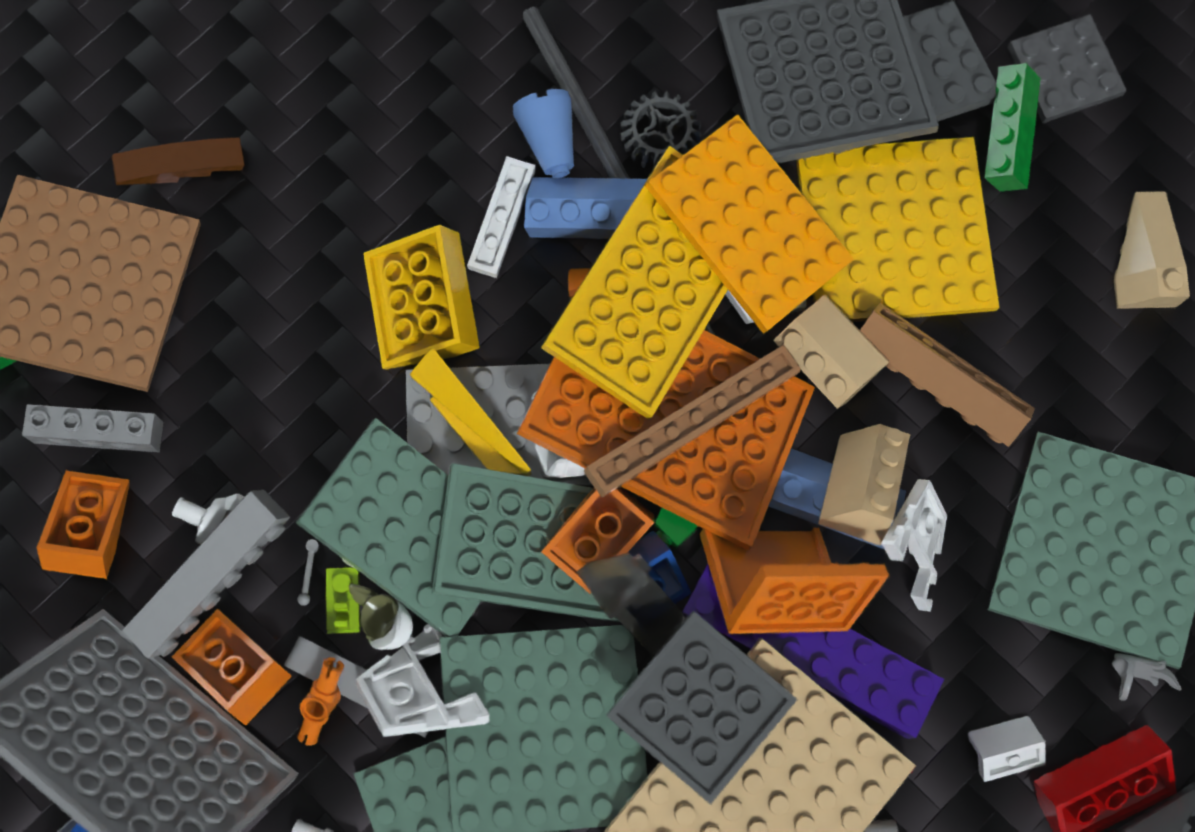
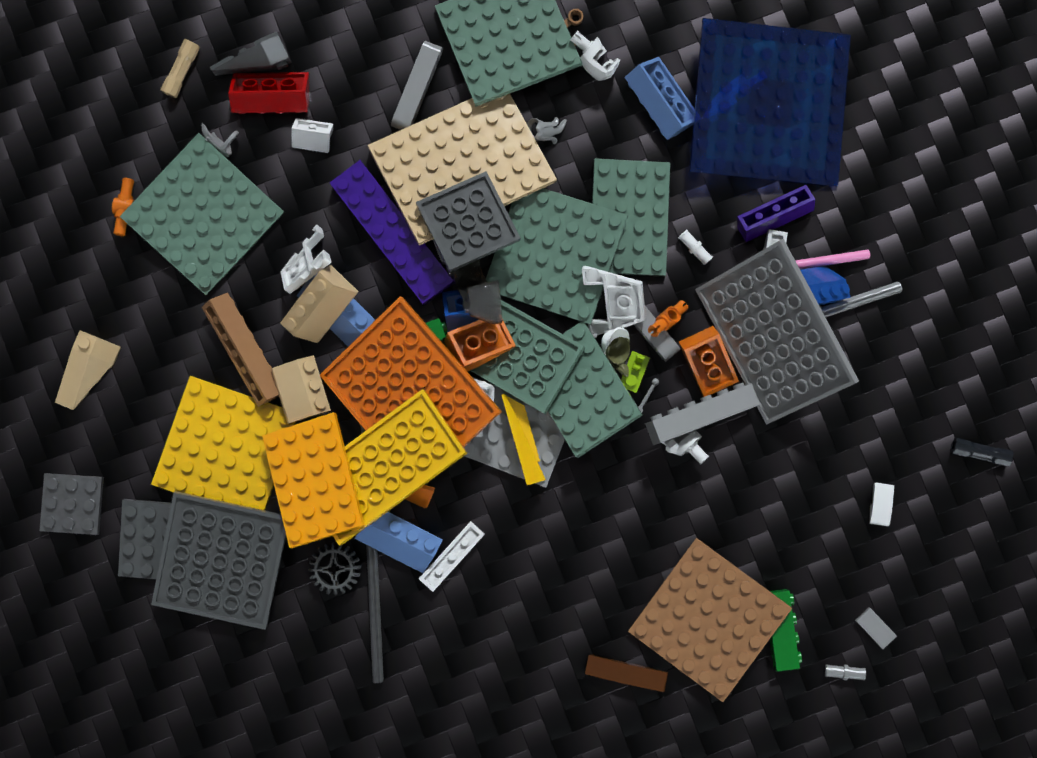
camera: 150 degrees left, 10 degrees up
(83, 525) = (759, 476): orange slope -> none
(93, 428) = (734, 528): light grey brick -> none
(421, 297) = (519, 526): yellow slope -> none
(548, 129) = (401, 594): medium blue cone -> none
(691, 421) = (399, 379): medium nougat plate -> none
(788, 583) = (391, 269): orange bracket -> none
(1012, 127) = (125, 478): green brick -> none

